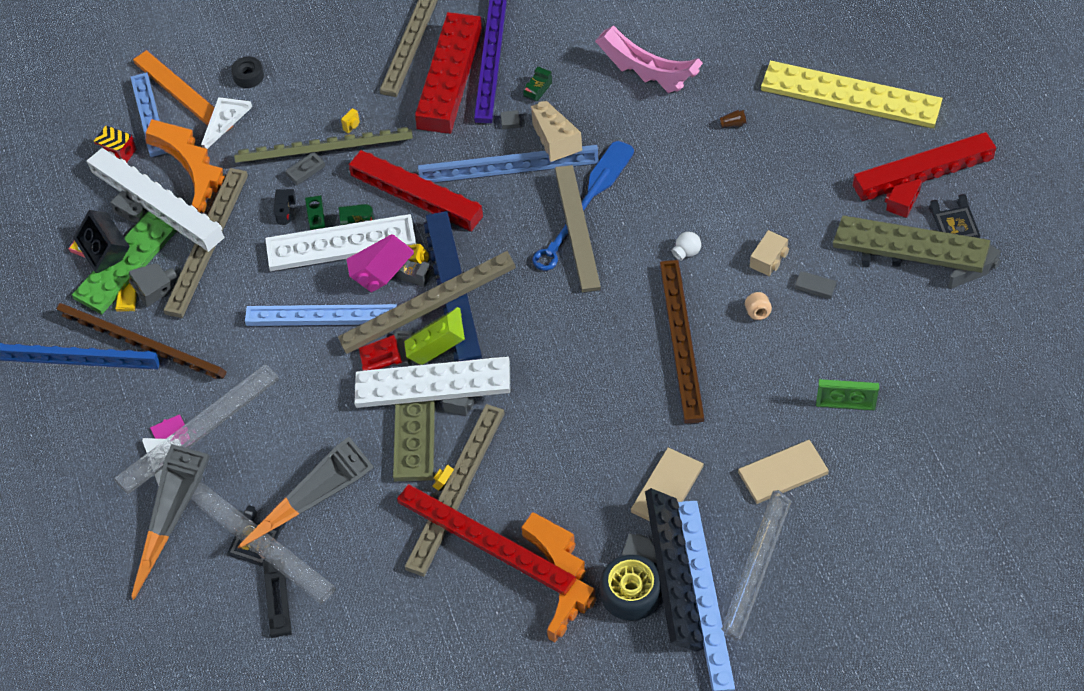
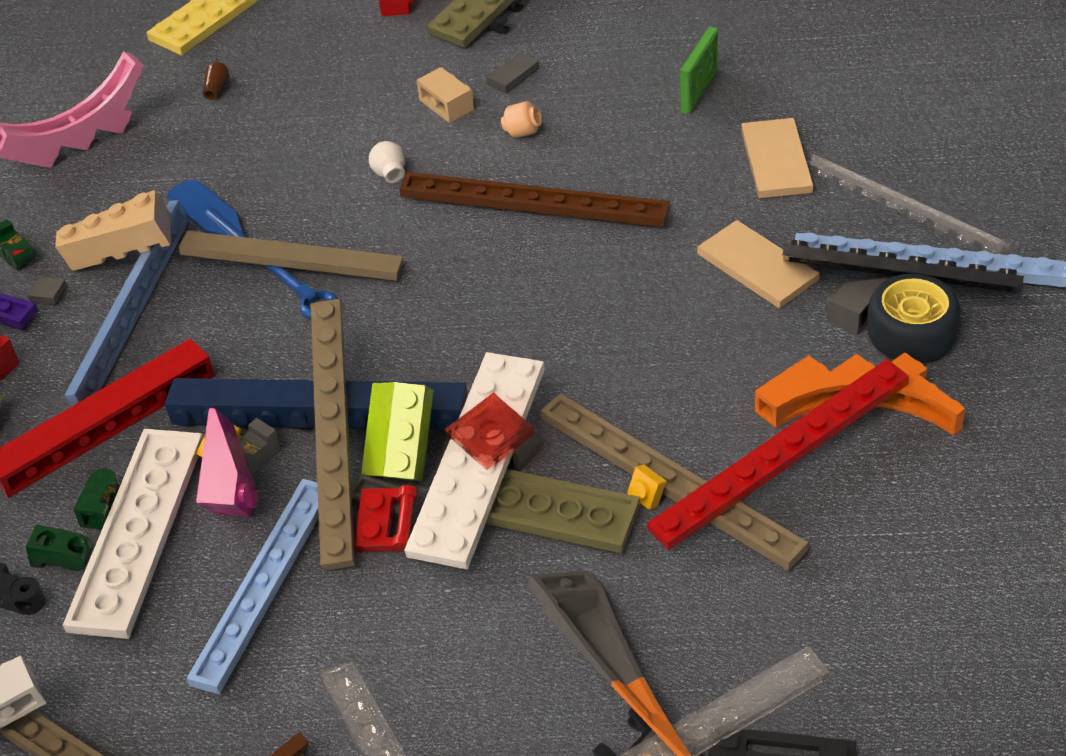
camera: 70 degrees left, 10 degrees down
(442, 379) = (490, 431): none -> clear red tile

